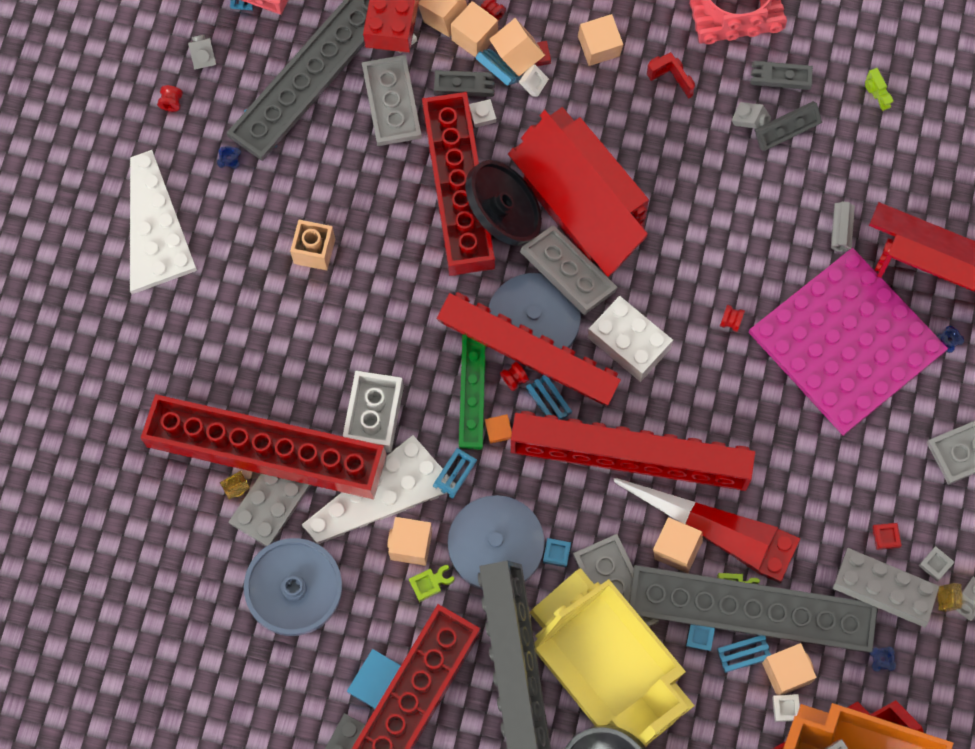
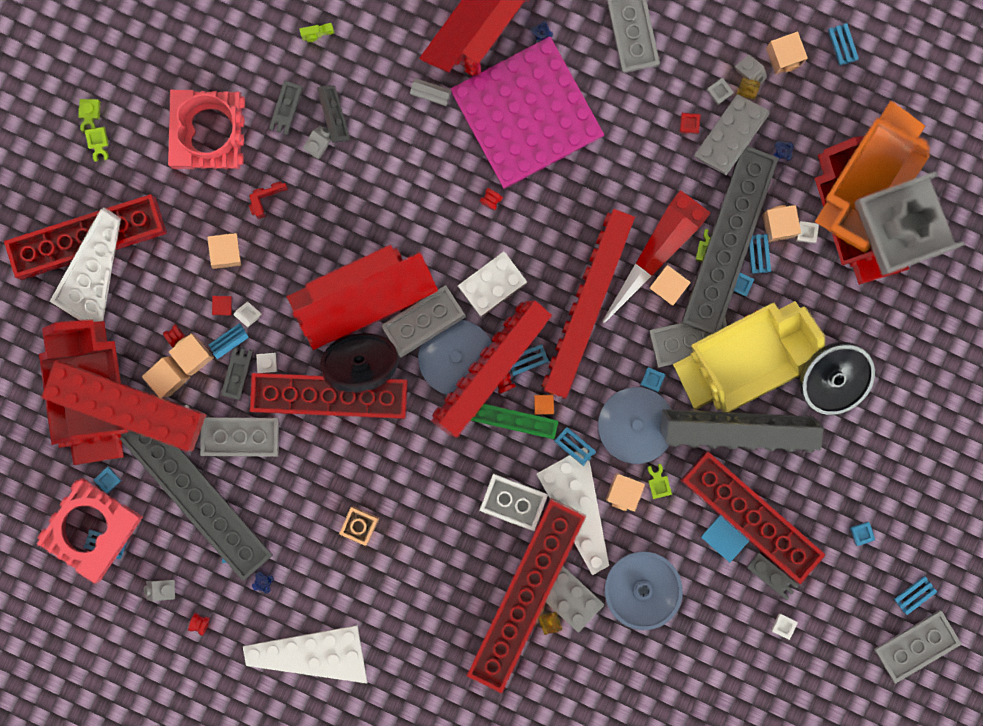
camera: 80 degrees left, 15 degrees up
(517, 47) = (218, 322): light nougat head -> none

